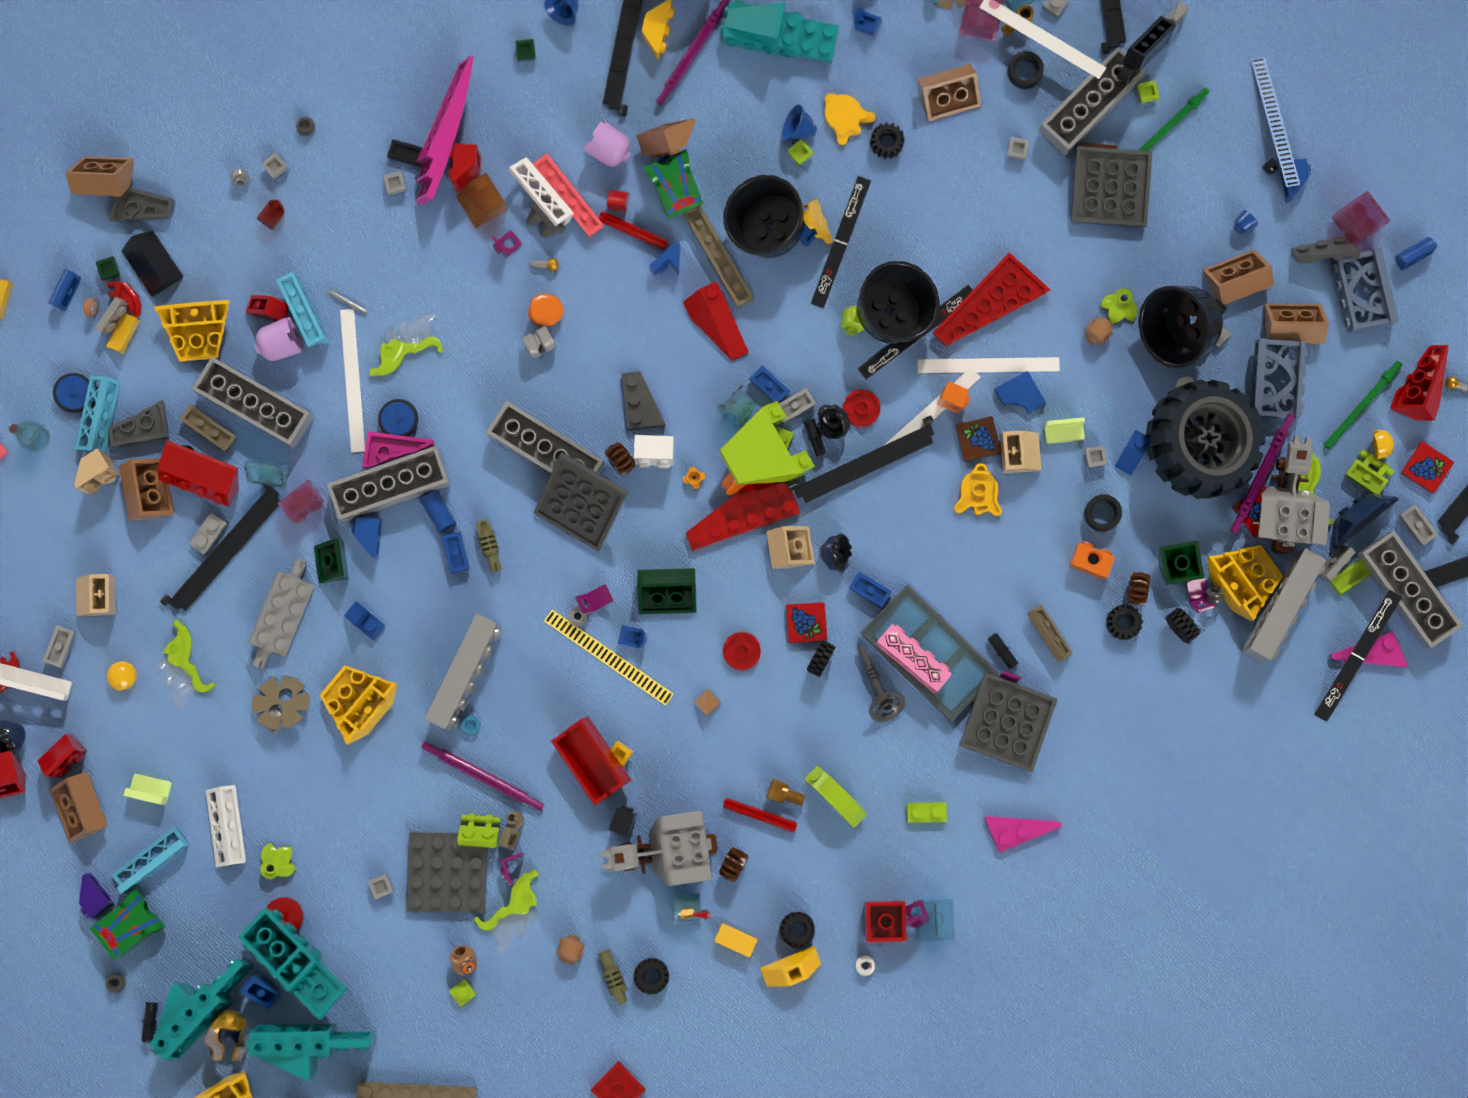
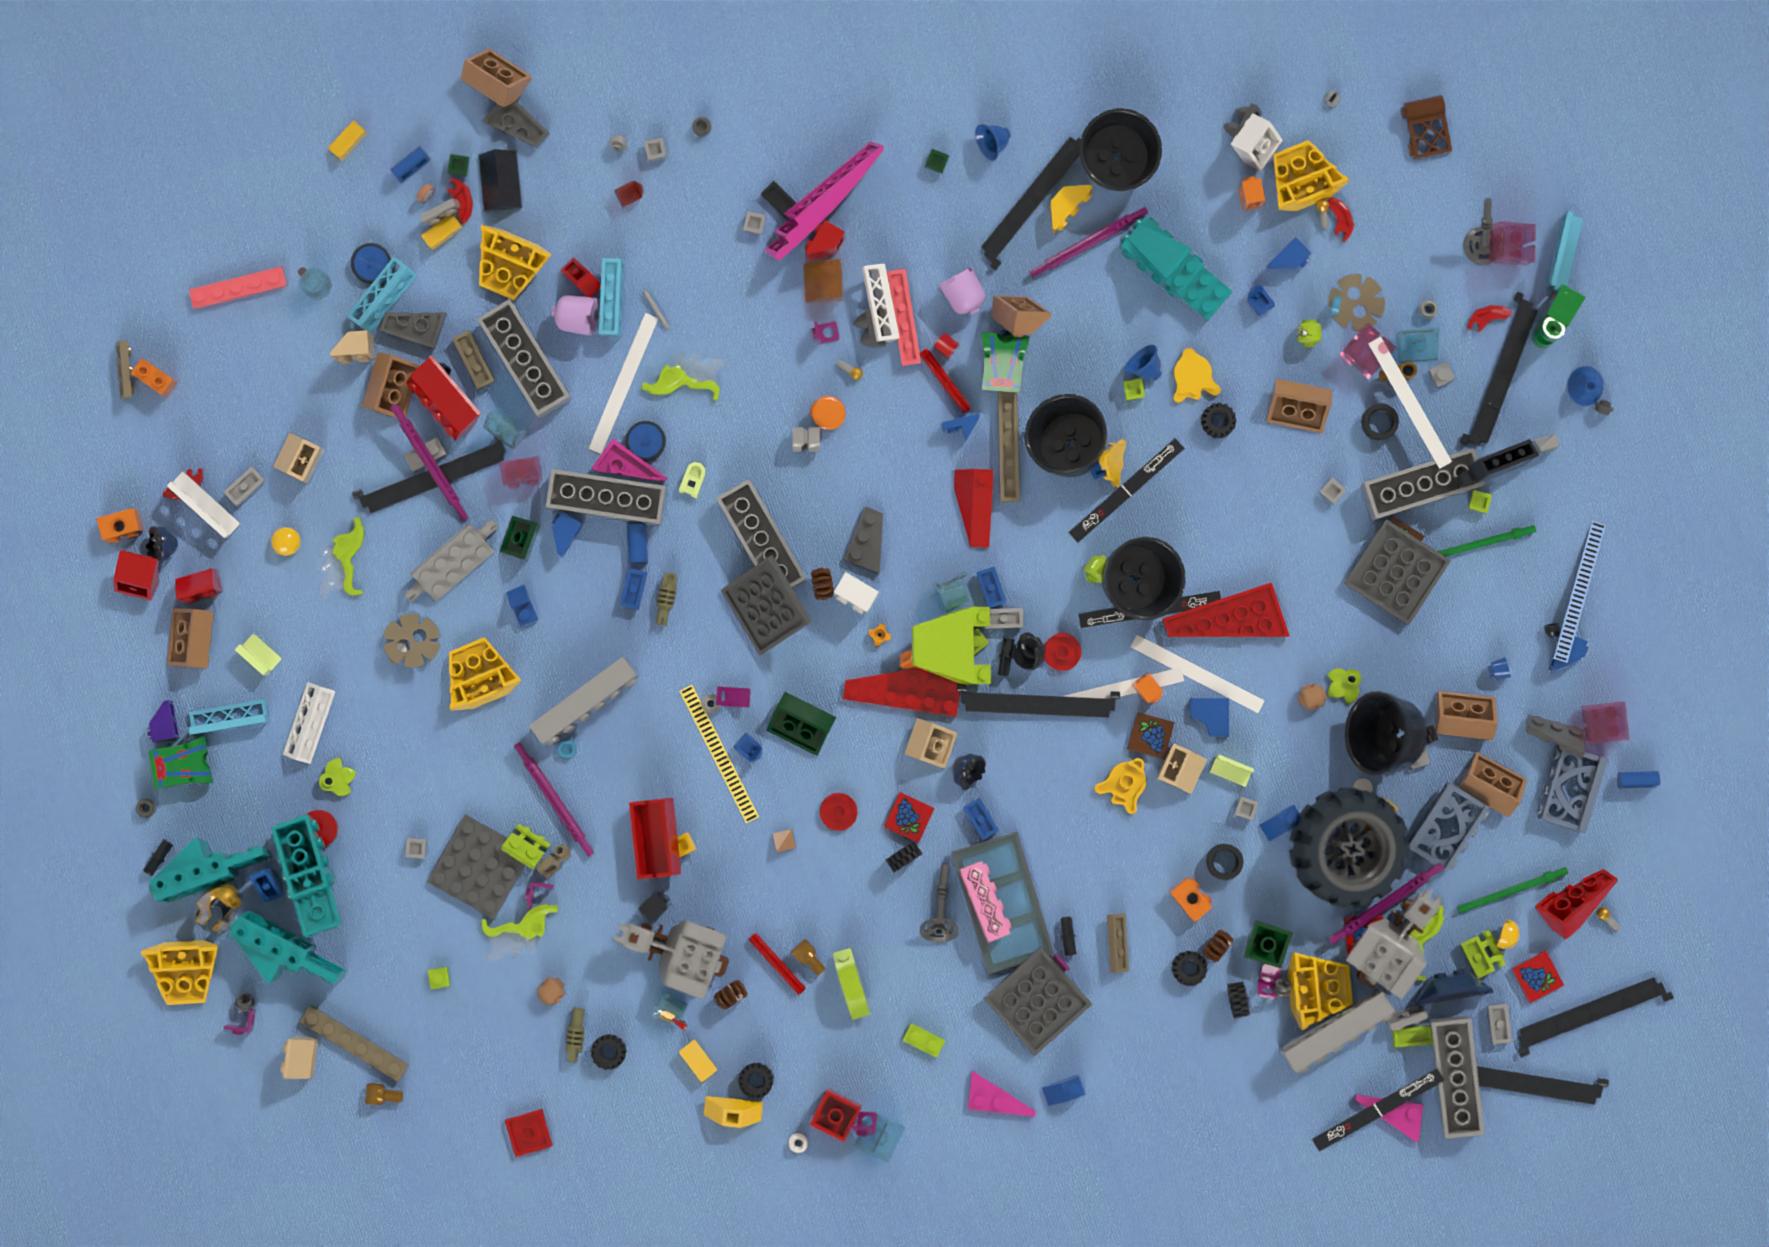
camera: 30 degrees right, 5 degrees up
(214, 536) = (429, 462): none -> magenta axle
(457, 423) = (695, 473): none -> yellowish green plate
(463, 960) = (454, 951): medium nougat head -> none
(923, 26) = (1309, 333): none -> lime head
(1075, 789) = (1064, 1090): none -> blue slope

